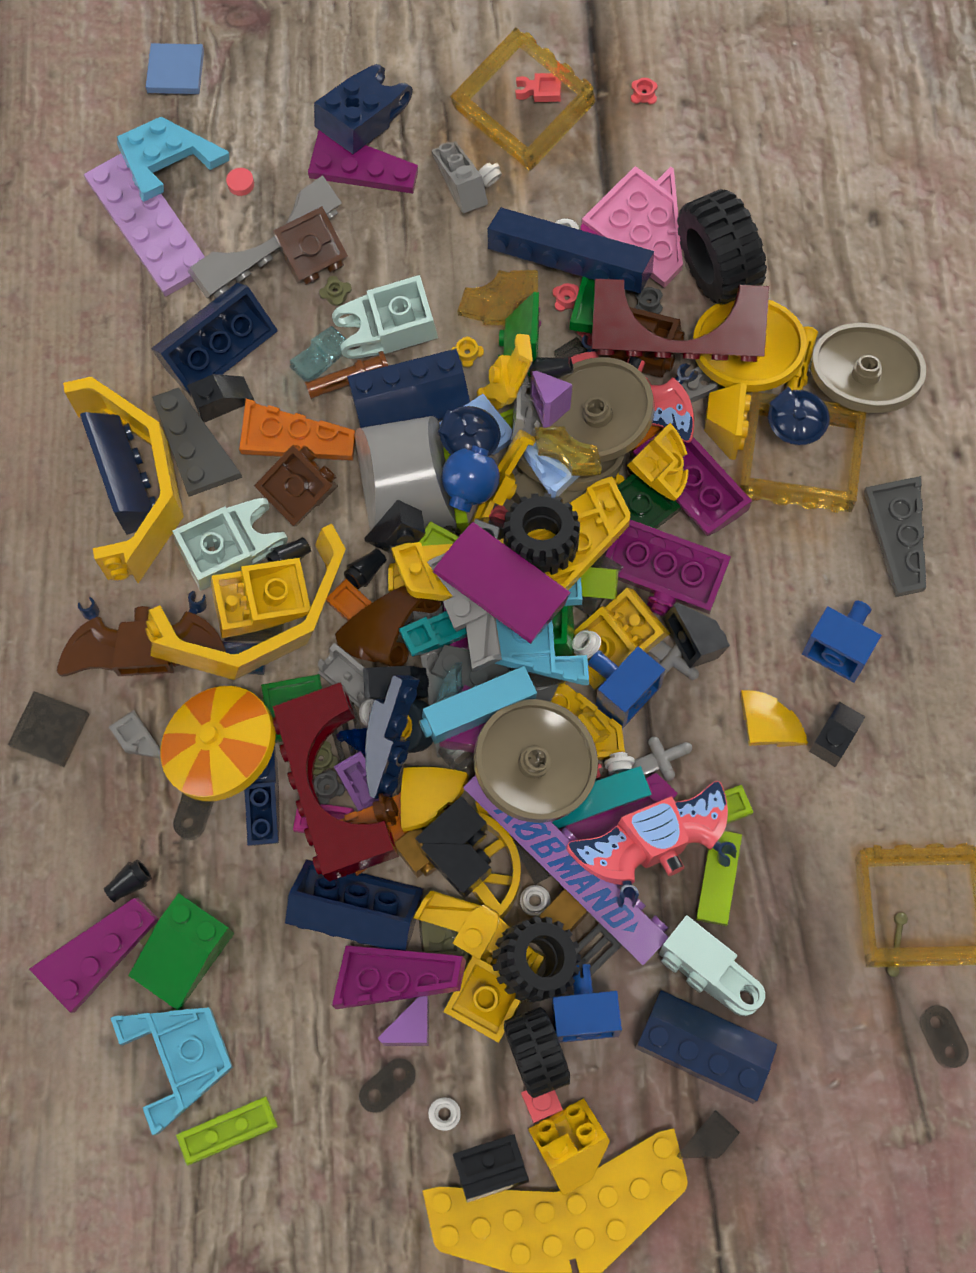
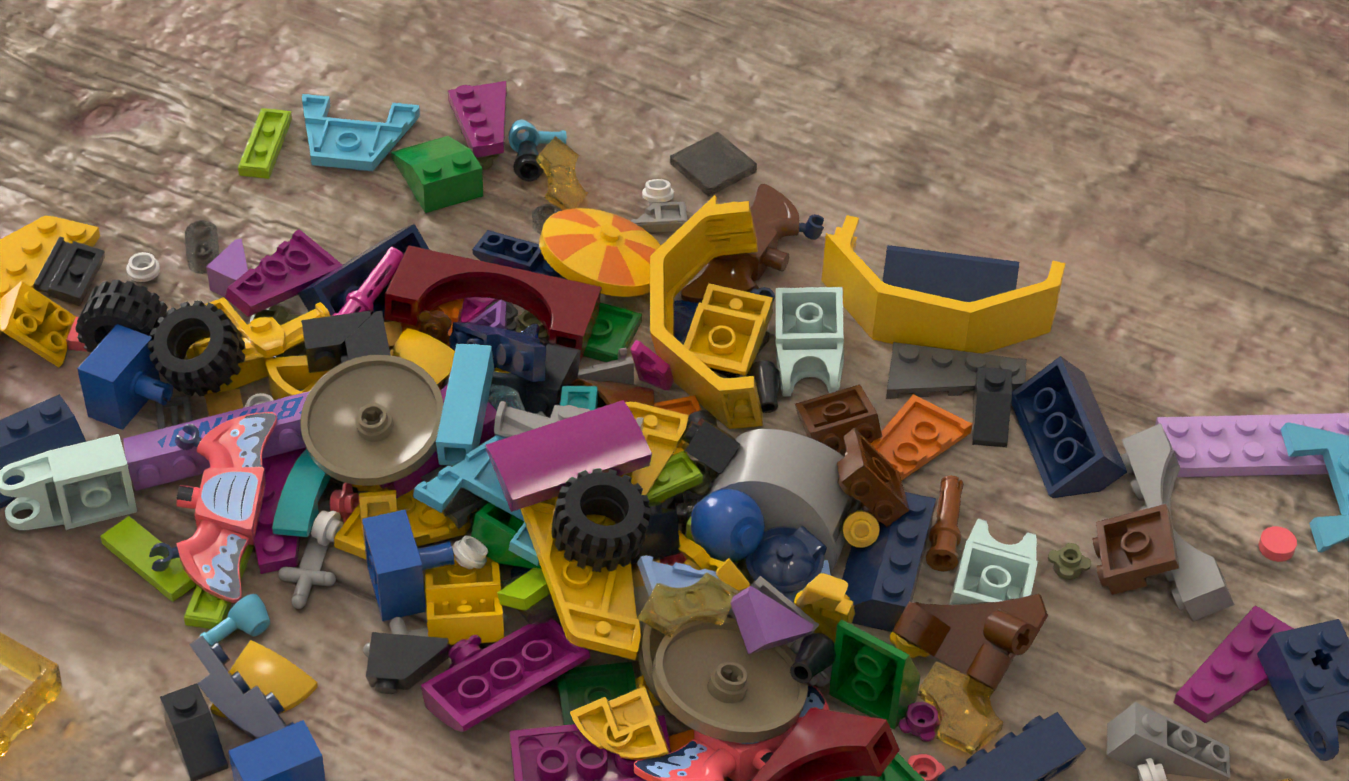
camera: 115 degrees right, 25 degrees down
(96, 904) = (531, 134): none -> medium azure bar
(102, 753) = (657, 191): none -> white plate
(128, 844) = (559, 166): none -> clear yellow tile
(320, 356) = (989, 504): clear light blue slope -> none
(324, 635) = (651, 367): none -> dark pink tile
(373, 405) = (871, 480): none -> reddish brown plate
(392, 886) = (374, 284): none -> dark pink pin
(401, 408) = (861, 529): none -> yellow plate
(454, 296) = (974, 637): none -> reddish brown panel
(725, 770) = (247, 615): none -> medium azure bar
(804, 705) = (244, 707): none -> slope

